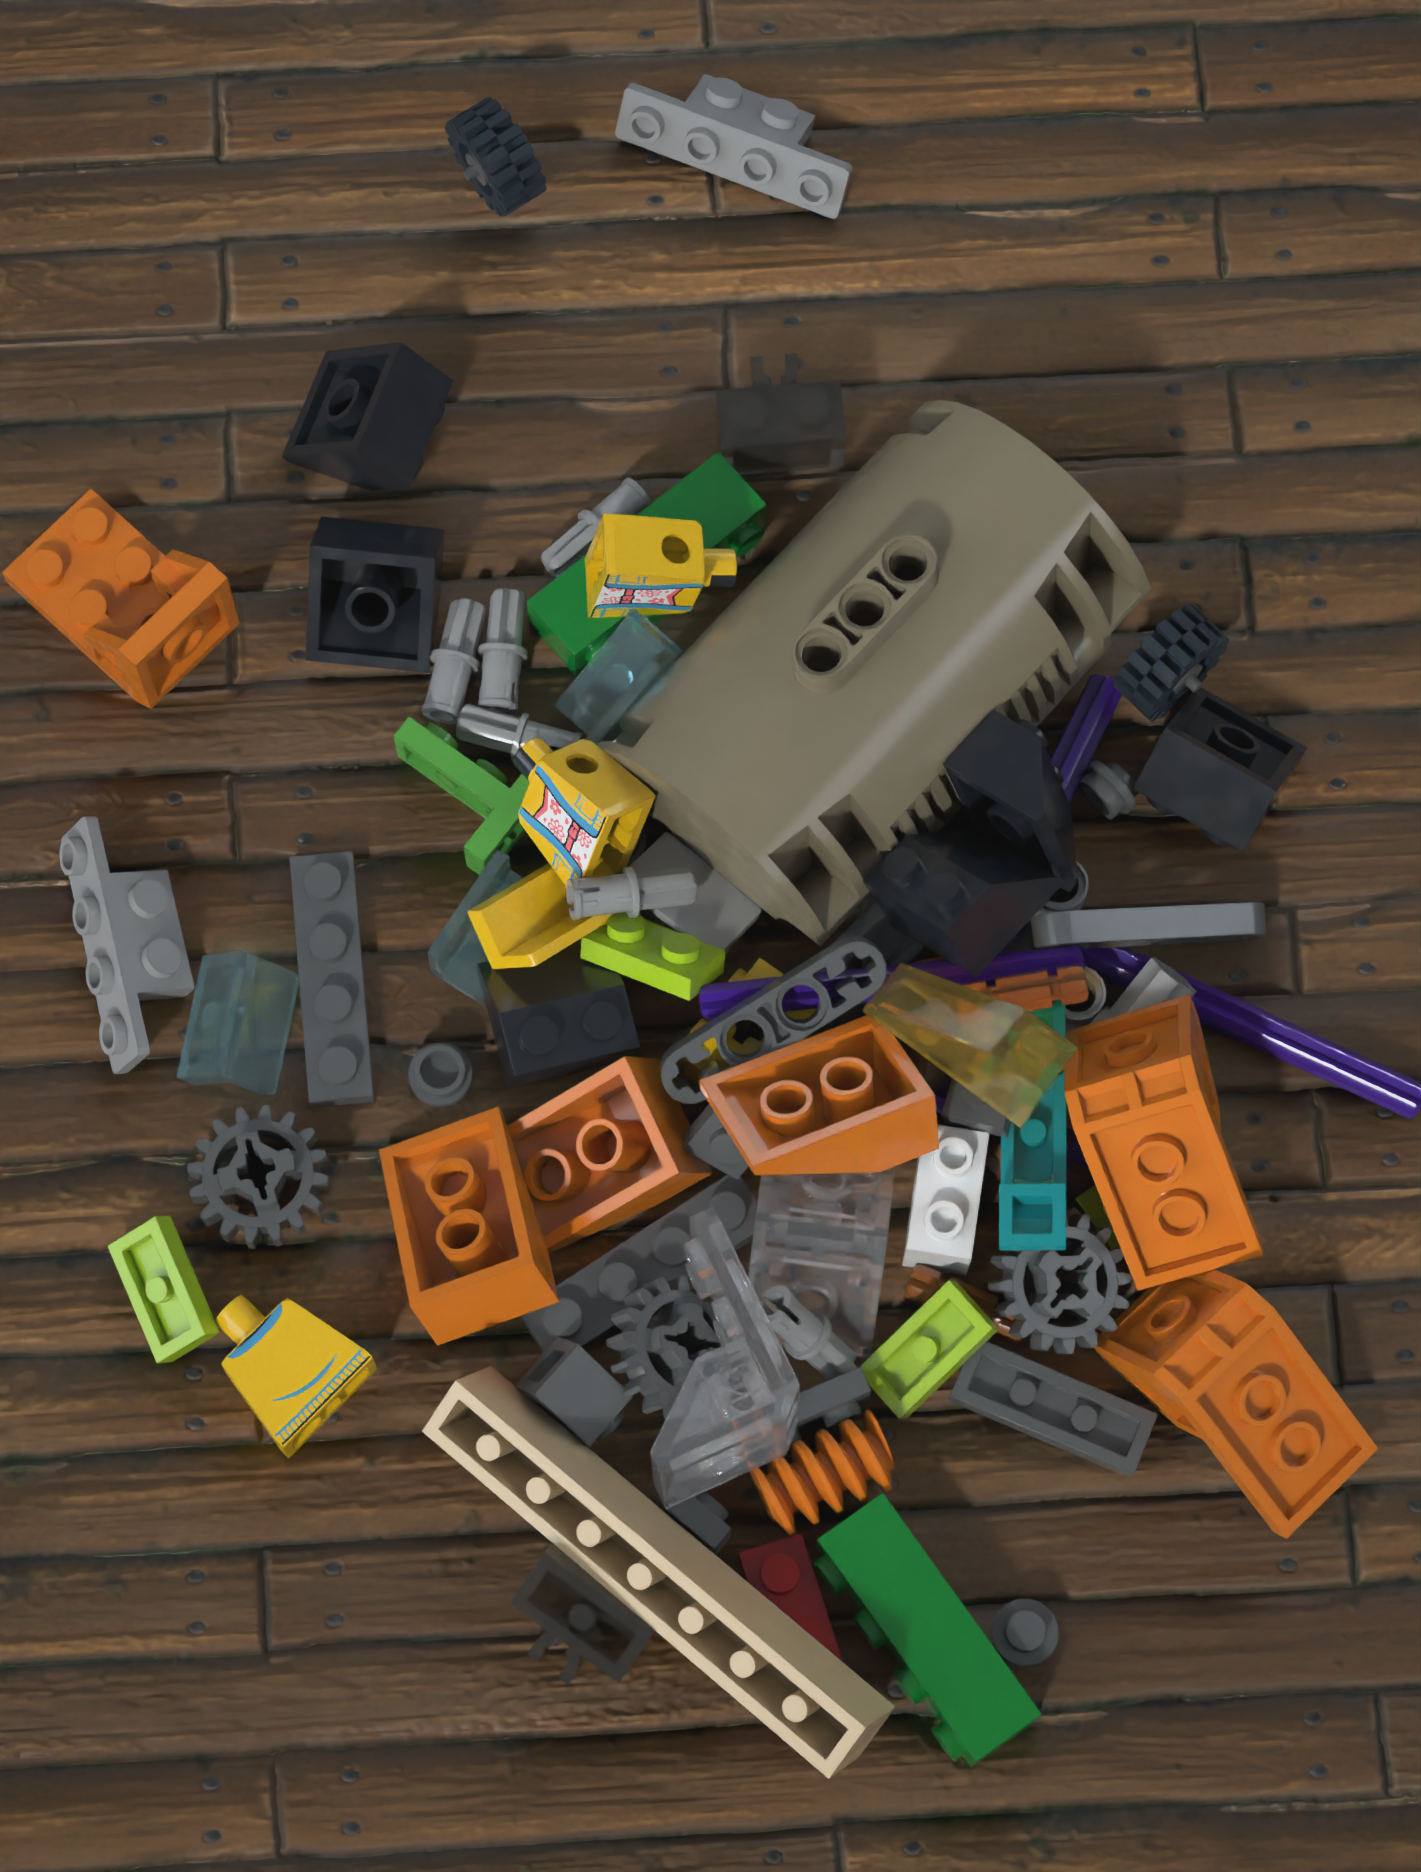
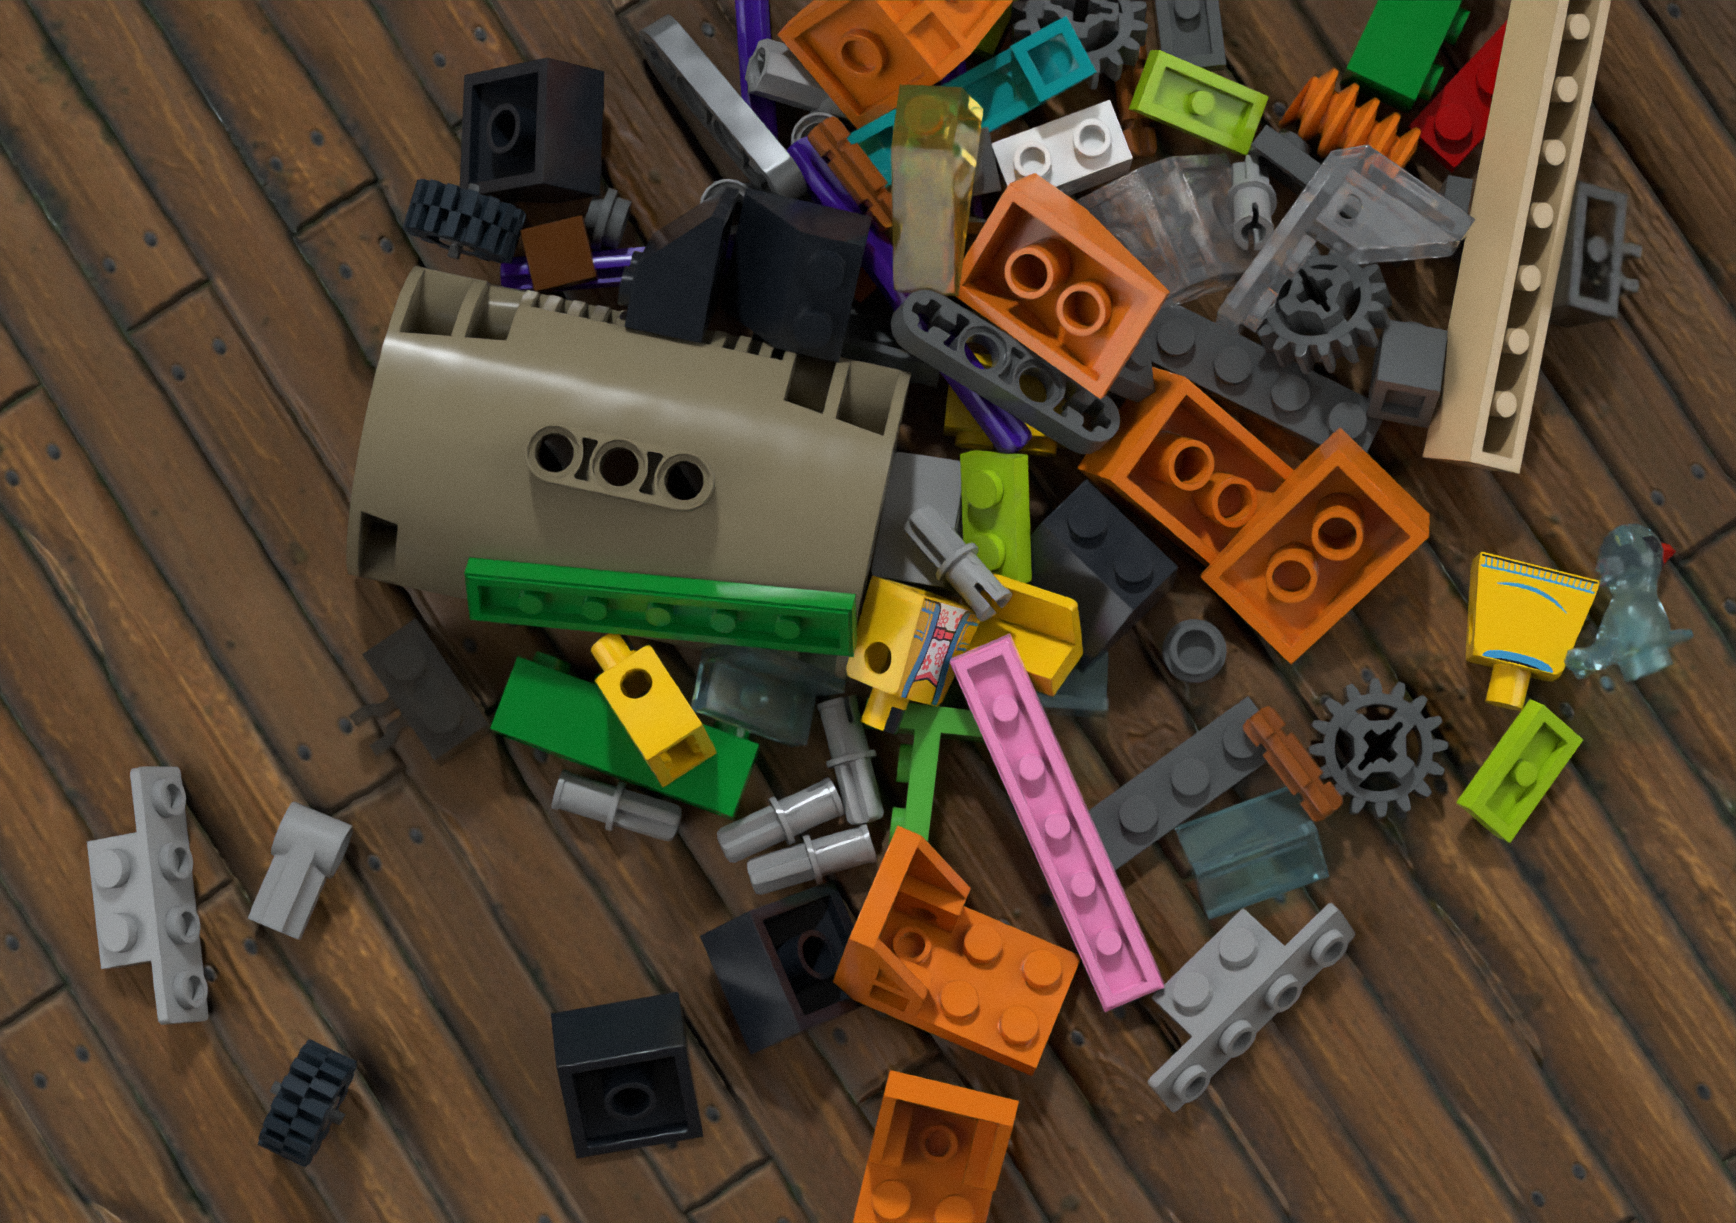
camera: 120 degrees left, 10 degrees up
(228, 1464) = (1635, 625): none -> clear light blue animal
(288, 1090) = (1292, 764): none -> dark orange axle
(295, 713) = (950, 966): none -> orange bracket
(360, 861) = (1057, 822): none -> bright pink tile
(701, 270) = (305, 854): none -> light grey piece
(728, 611) = (661, 606): none -> green tile
(1097, 724) = (559, 254): none -> reddish brown tile

